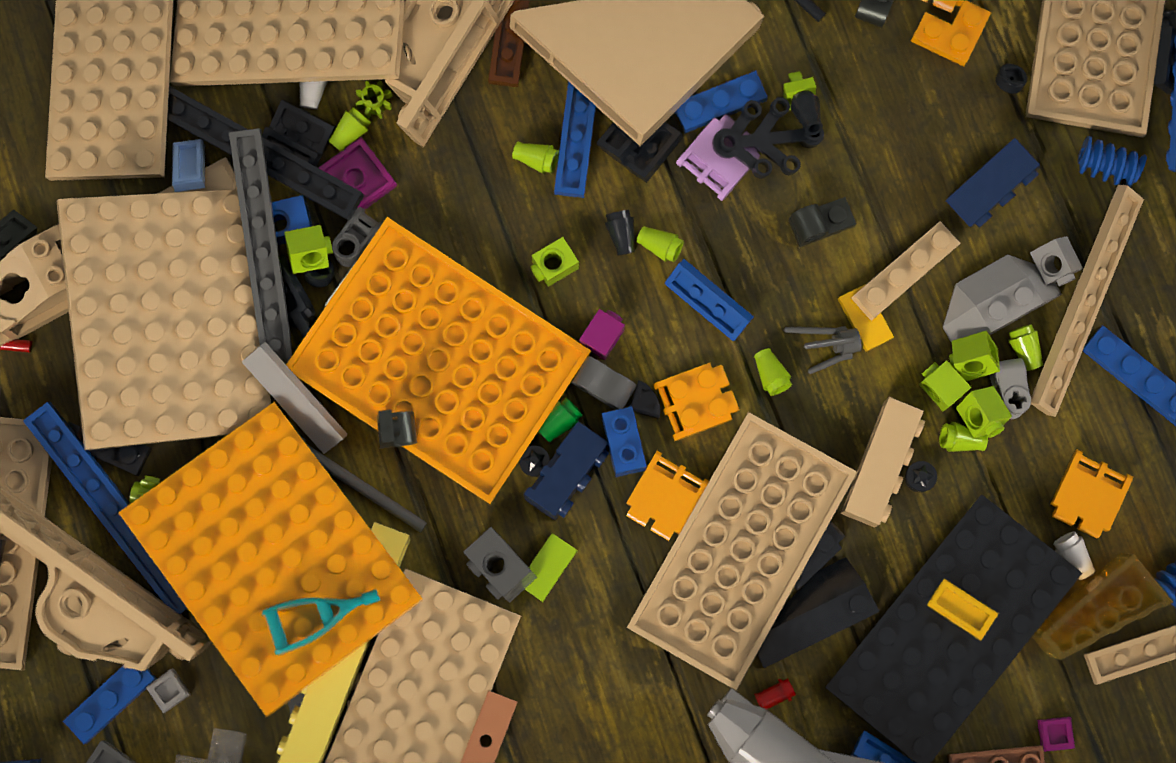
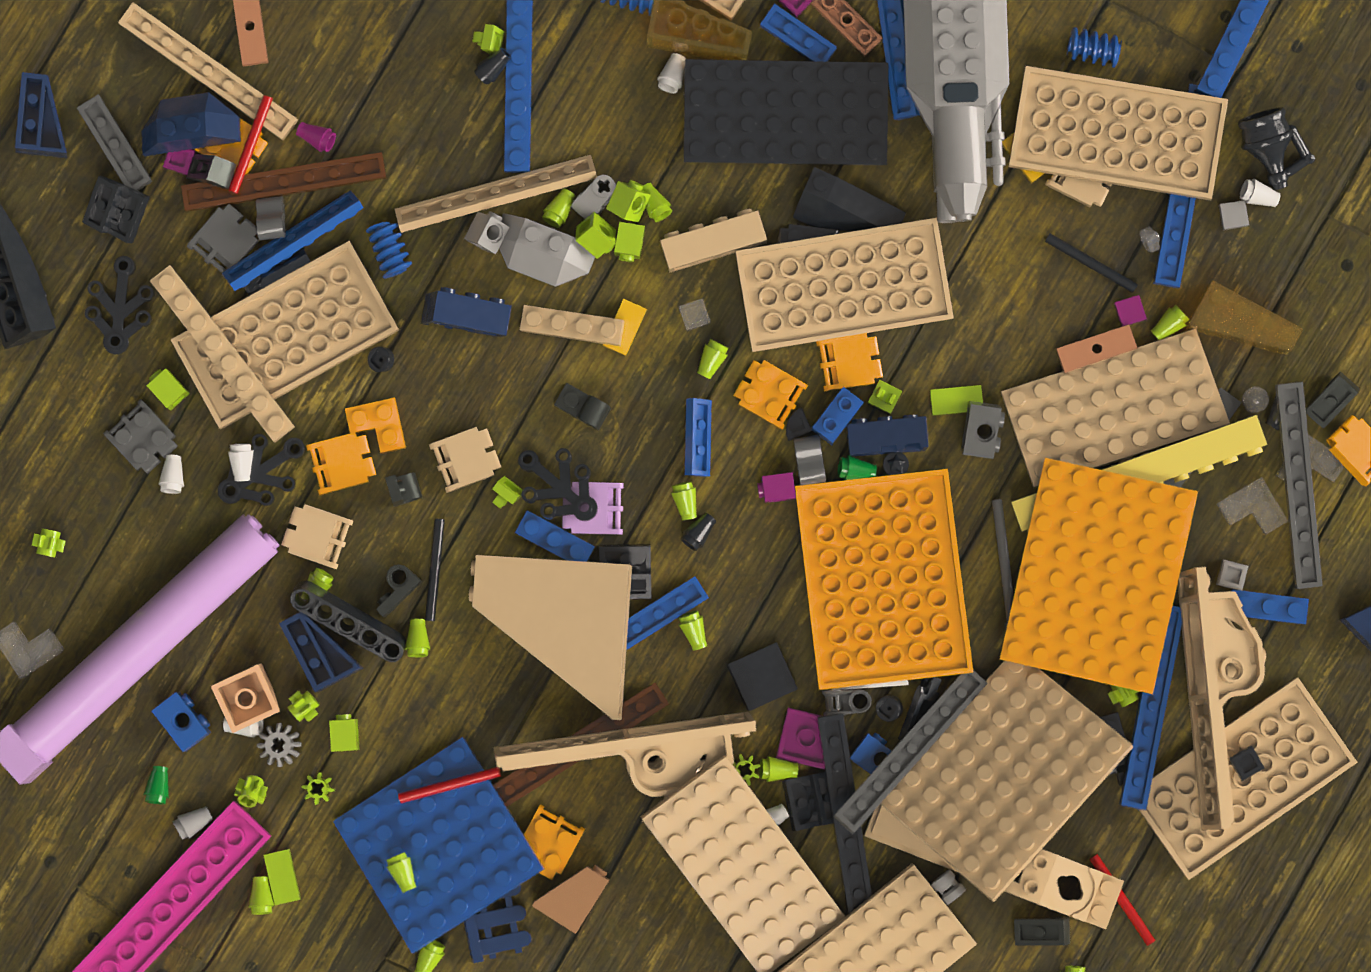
camera: 125 degrees left, 5 degrees up
(111, 187) = (943, 882): none -> light grey wheel
(188, 165) = (891, 853): light blue tile -> none
(294, 398) = (985, 649): light grey tile -> none
(307, 249) = (882, 724): lime brick -> none
(325, 612) = (1105, 507): teal piece -> none
(396, 429) = (953, 564): pearl dark grey plate -> none
(443, 182) = (762, 677): none -> black slope
(559, 250) = (744, 558): lime brick -> none
(605, 503) = (884, 397): none -> lime tile
(775, 694) = (917, 192): red pin -> none
(806, 109) = (518, 474): black cone -> none
(826, 390) = (694, 314): none -> clear tile
(843, 341) = (654, 327): dark grey plant -> none
(859, 82) = (466, 458): none -> tan plate
(920, 476) = (701, 210): black tile -> none
(962, 609) = (770, 116): yellow tile -> none
(1019, 705) = (797, 35): none -> blue plate
(1089, 495) = (625, 93): light orange plate -> none

